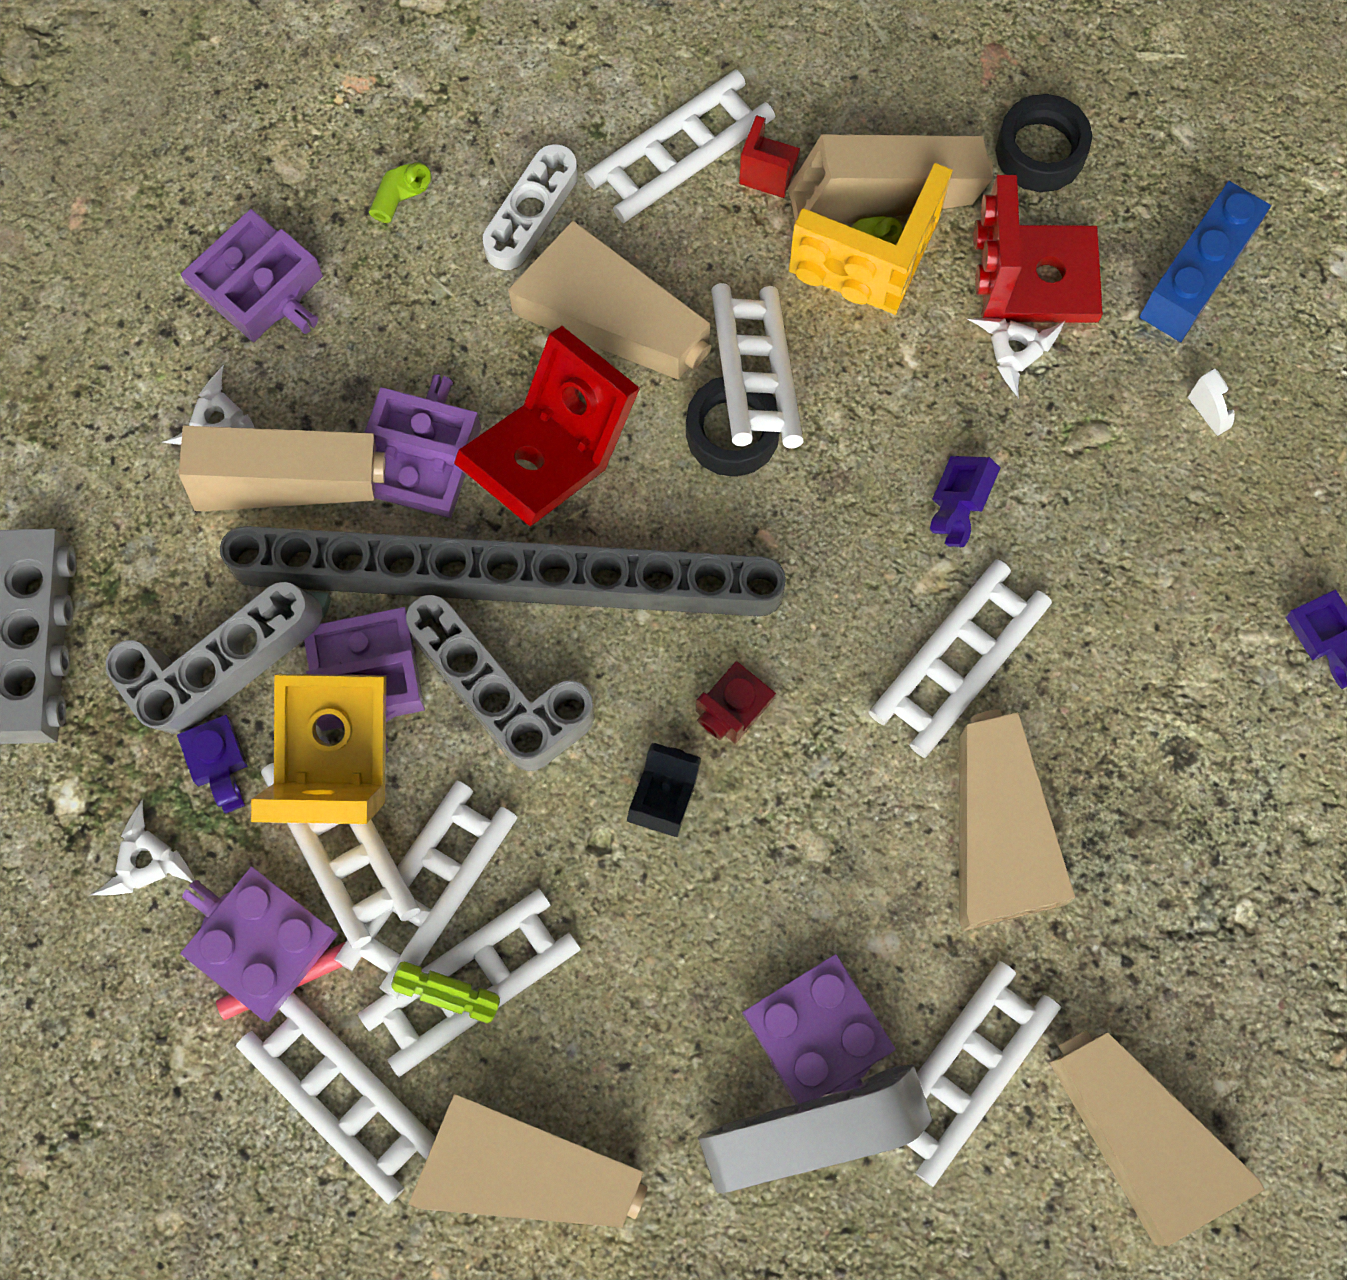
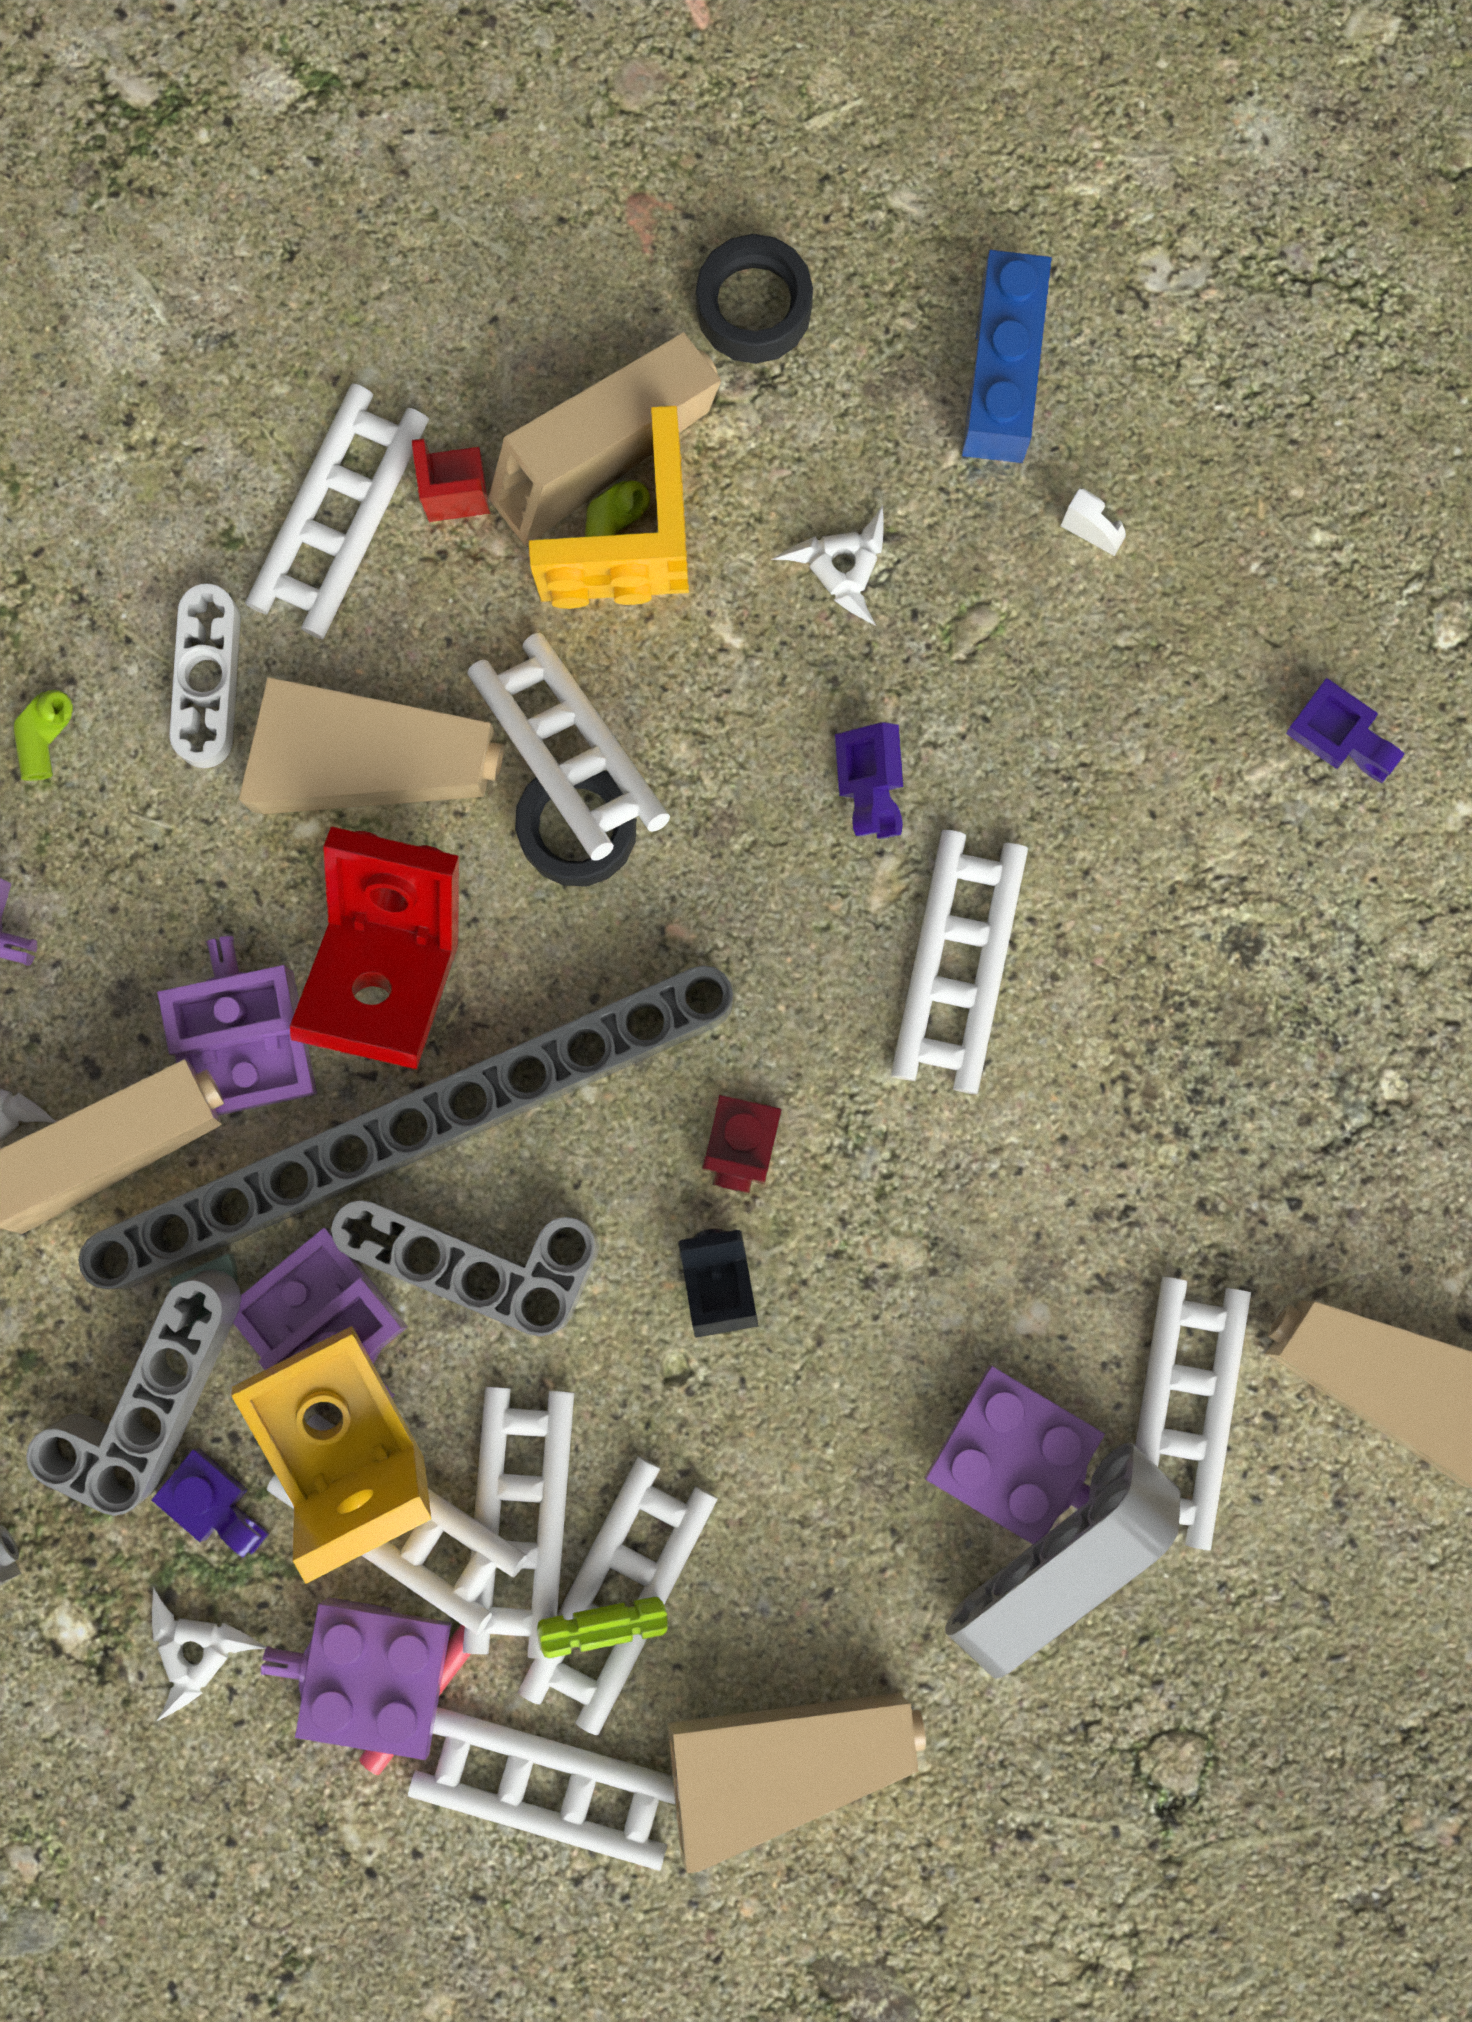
camera: 25 degrees left, 10 degrees up
(1005, 829) = (1103, 1135): tan slope -> none
(1014, 253) = (786, 464): red bracket -> none

